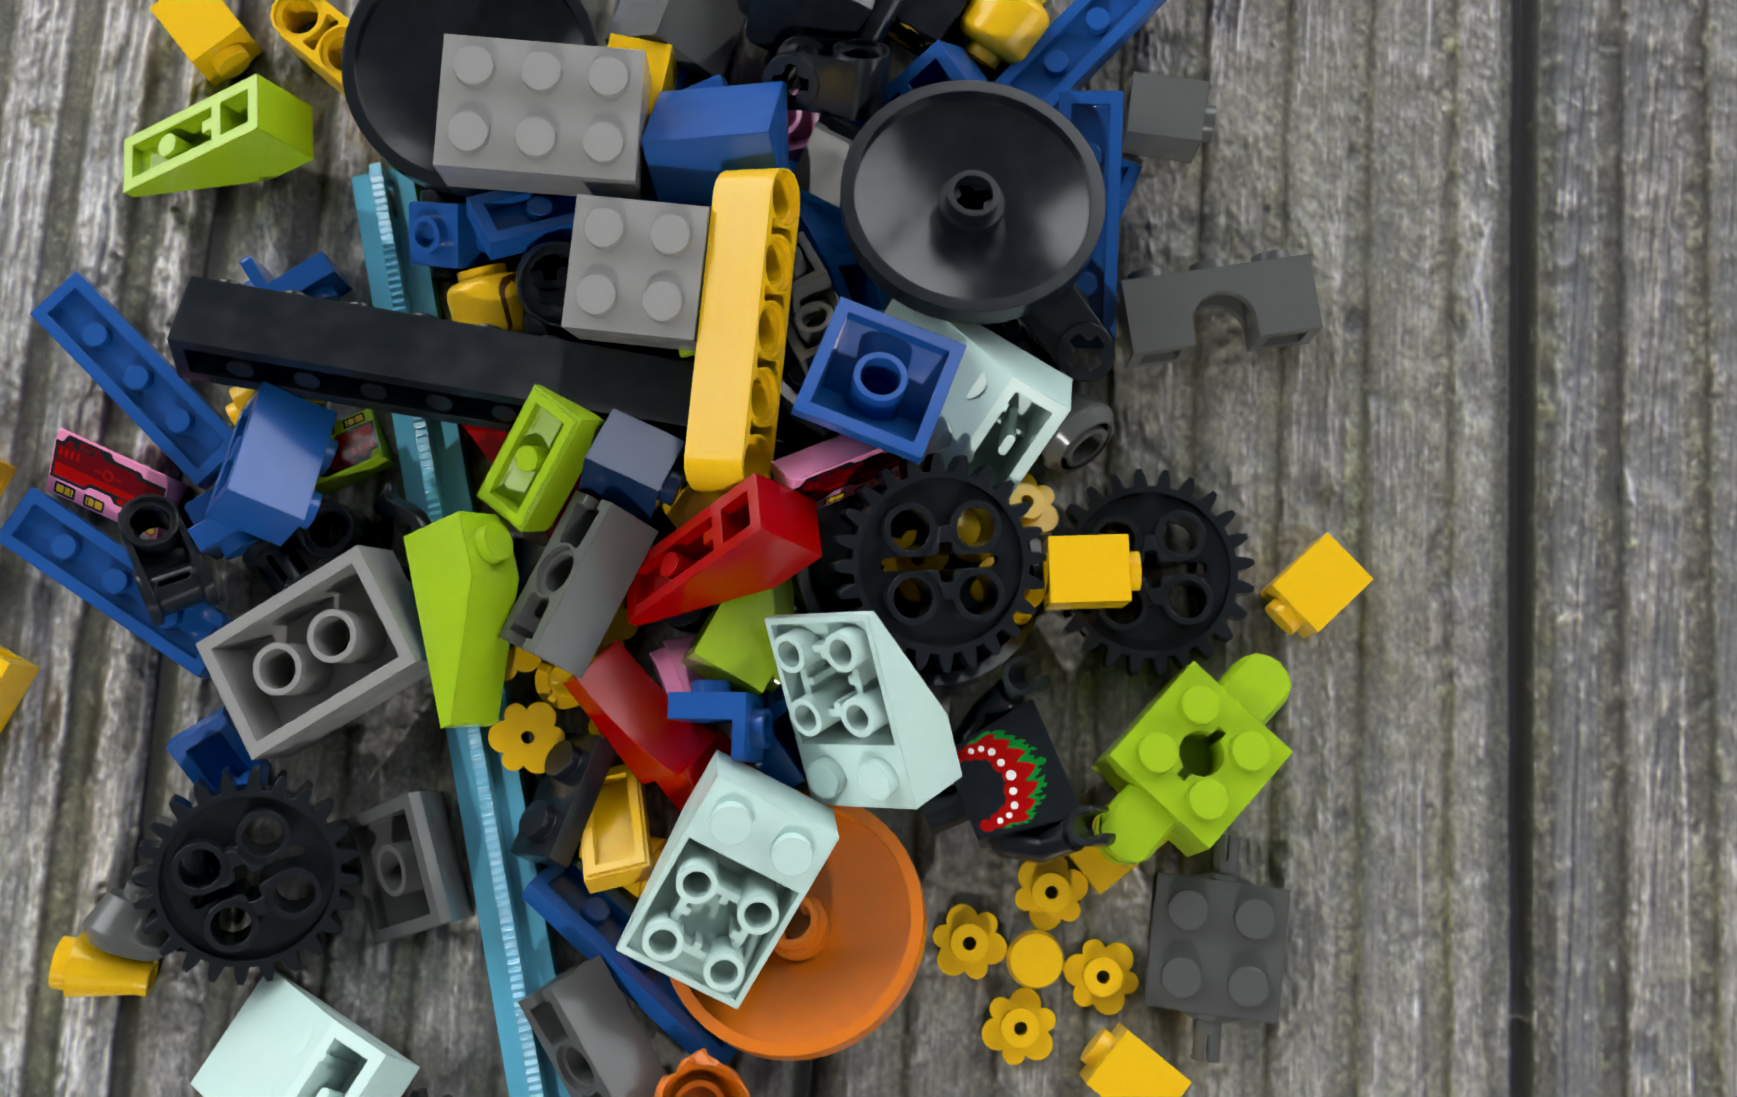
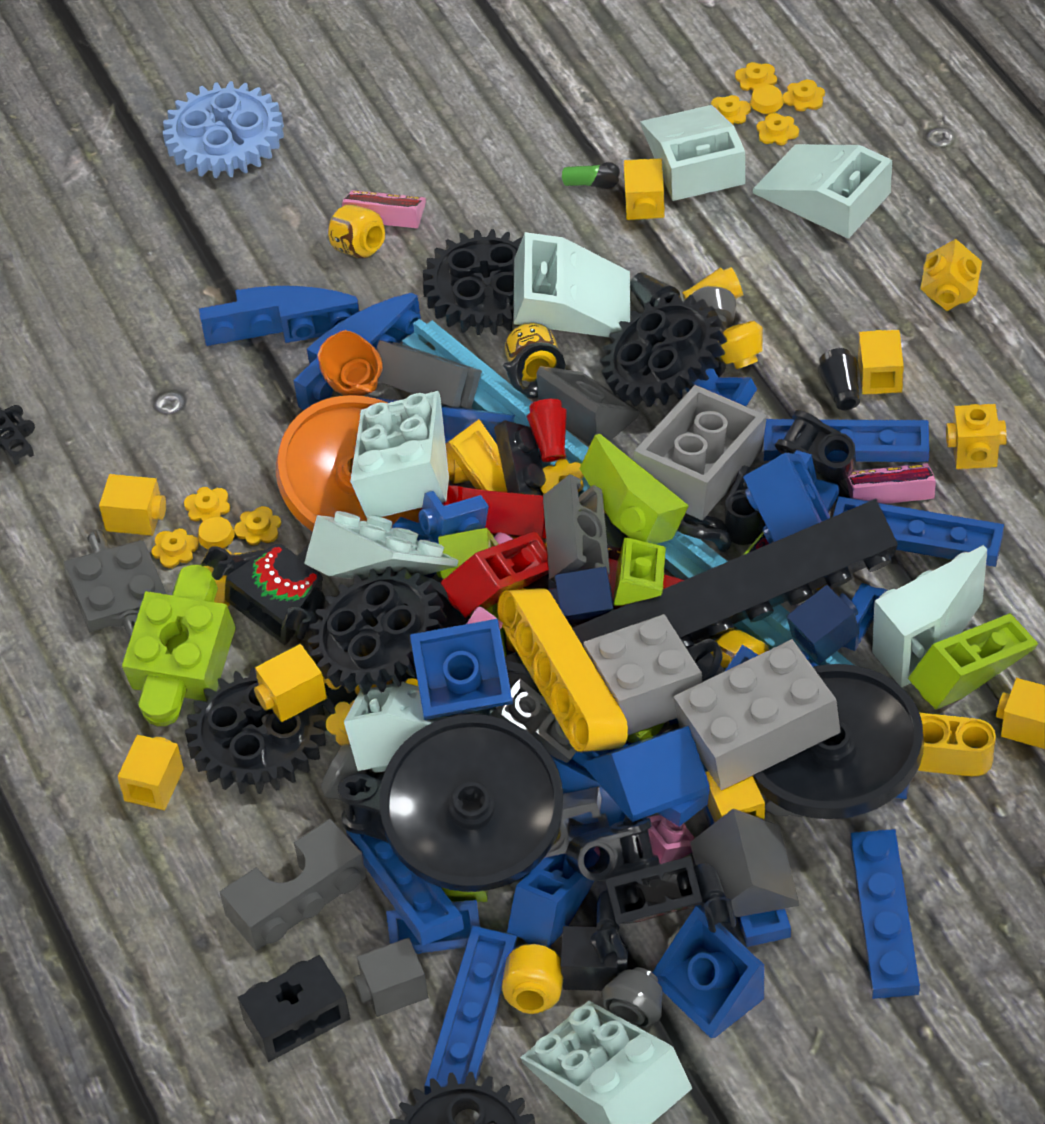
camera: 150 degrees right, 30 degrees down
(49, 692) = (840, 377): none -> black cone
(119, 830) = (743, 344): none -> yellow cone
(186, 1014) = (651, 289): none -> black cone
(221, 207) = (927, 612): none -> light aqua slope
(360, 253) = (824, 623): none -> dark blue brick
(423, 1007) = (525, 335): none -> yellow head
(451, 944) = (516, 366): none -> black piece
(495, 816) = (548, 426): none -> red cone
(1324, 127) = (293, 1007): none -> black brick

